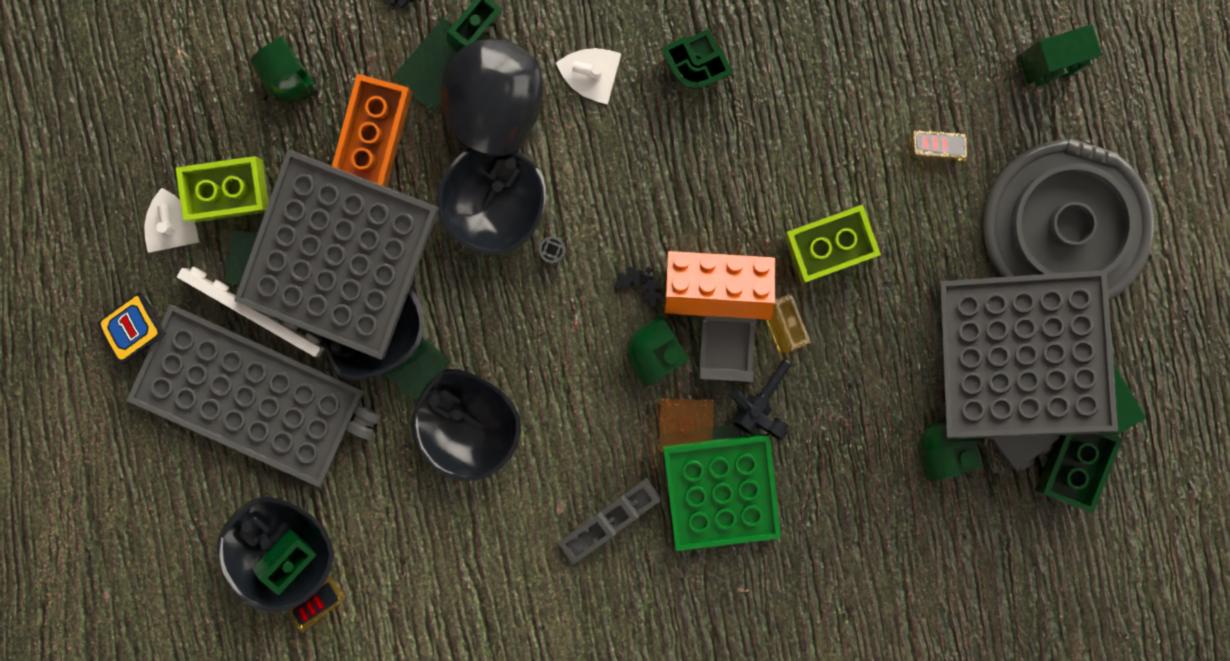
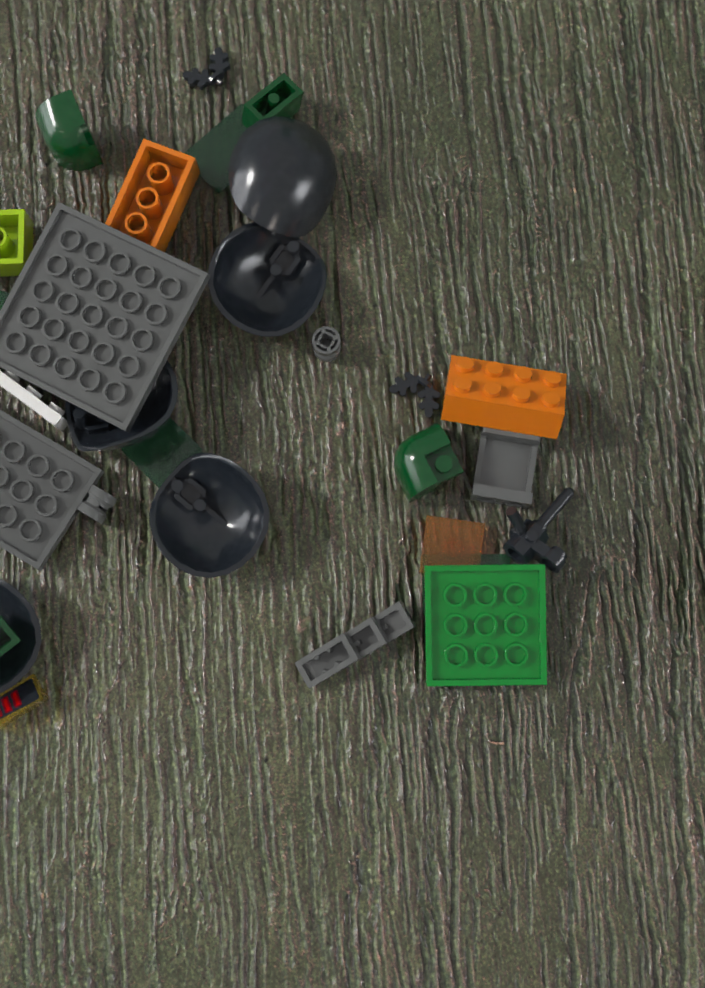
camera: 10 degrees right, 10 degrees down
(591, 72) = (388, 173): white shield -> none
(697, 61) = (501, 166): dark green brick -> none
(787, 325) = (572, 452): clear yellow slope -> none
(832, 244) = (629, 367): lime brick -> none

